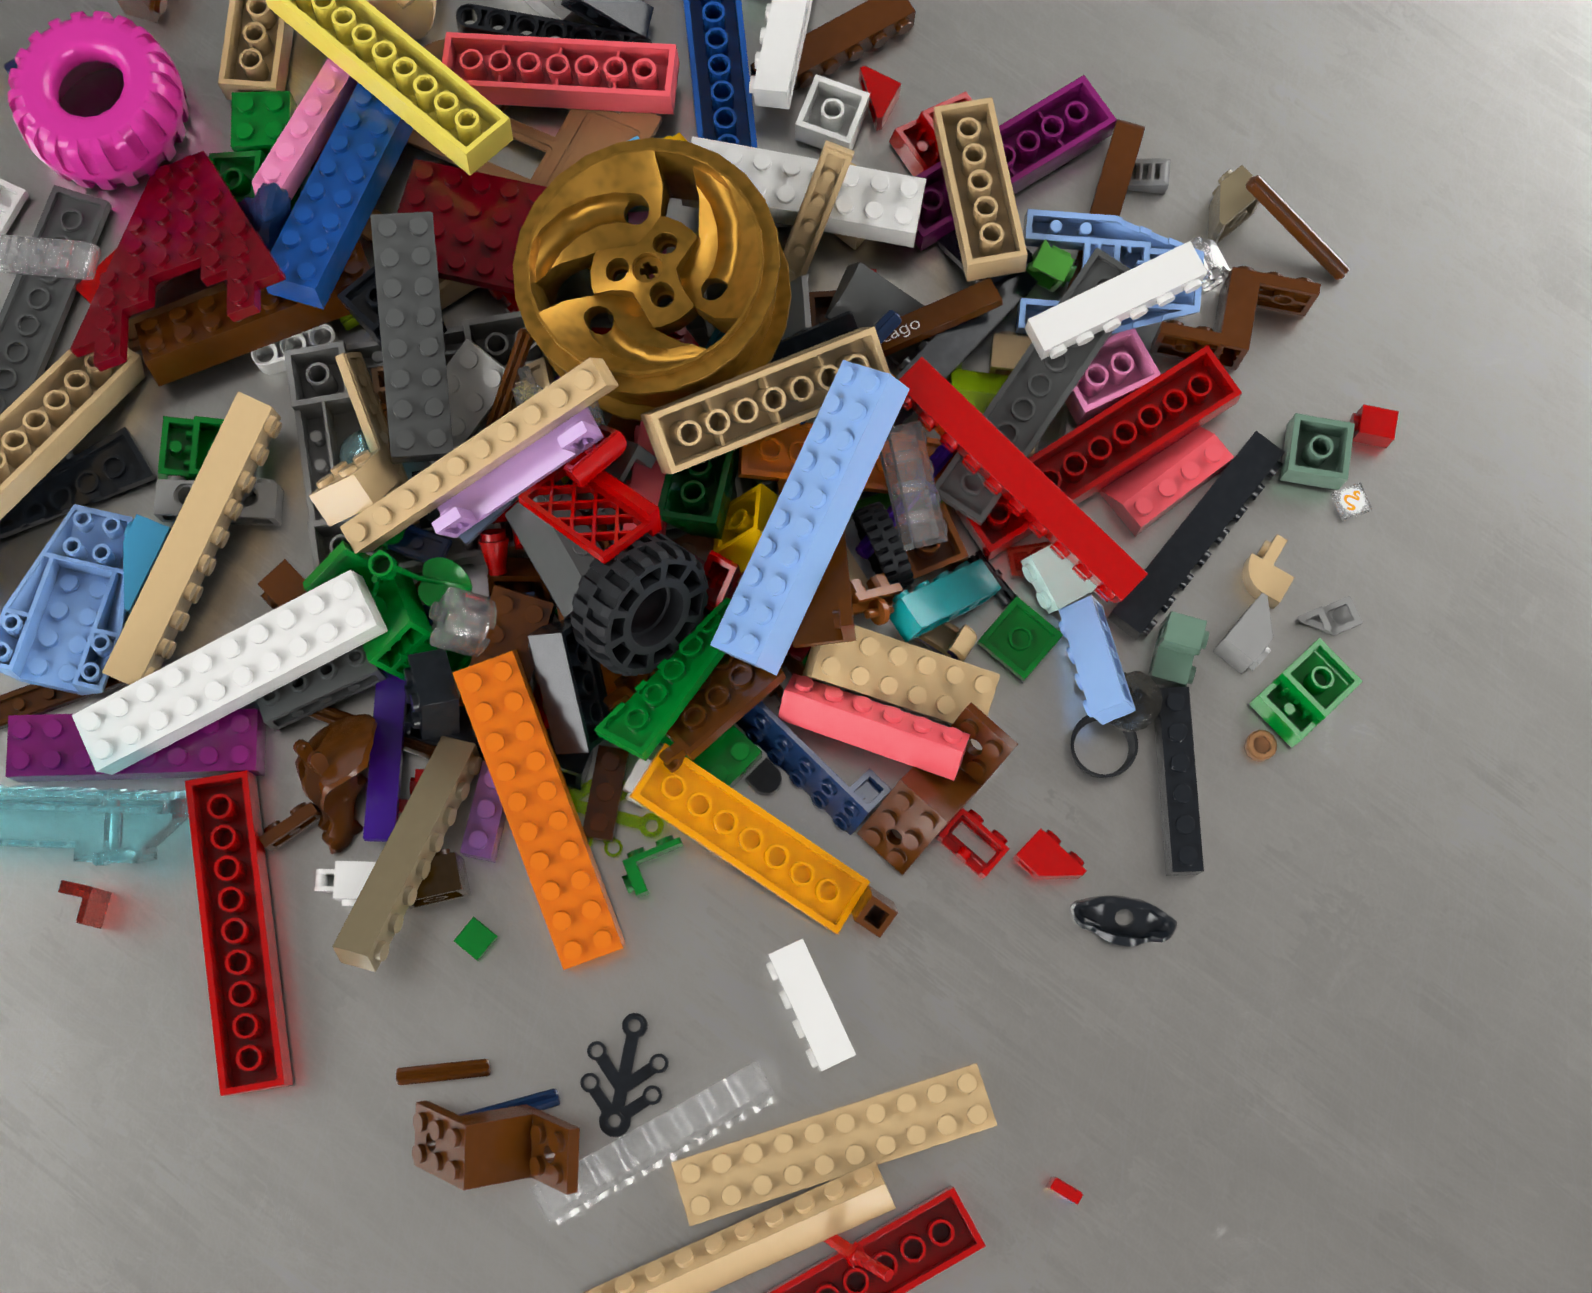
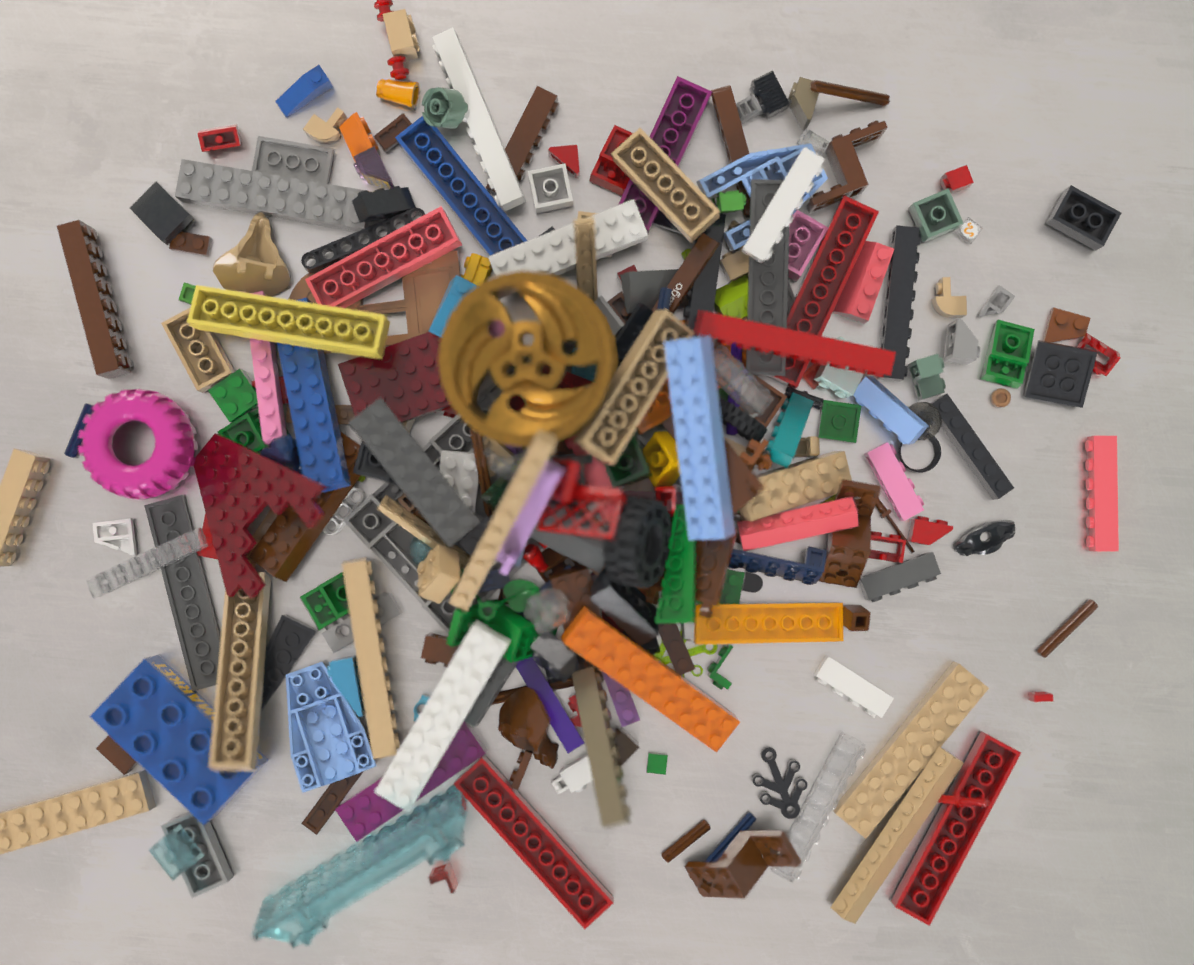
camera: 30 degrees left, 10 degrees up
(971, 895) = (898, 576): none -> dark grey brick
(1006, 799) = (885, 513): none -> reddish brown sword
(1044, 763) = (894, 481): none -> bright pink brick
(1162, 1119) = (1065, 630): none -> reddish brown axle
(1191, 174) = (769, 94): none -> black brick
(1324, 961) = (1102, 493): none -> coral brick
(1362, 760) = (1060, 373): none -> black plate
(1408, 705) = (1065, 325): none -> dark orange wing
(1419, 784) = (1113, 355): none -> red window
(1518, 575) = (1083, 218): none -> black brick

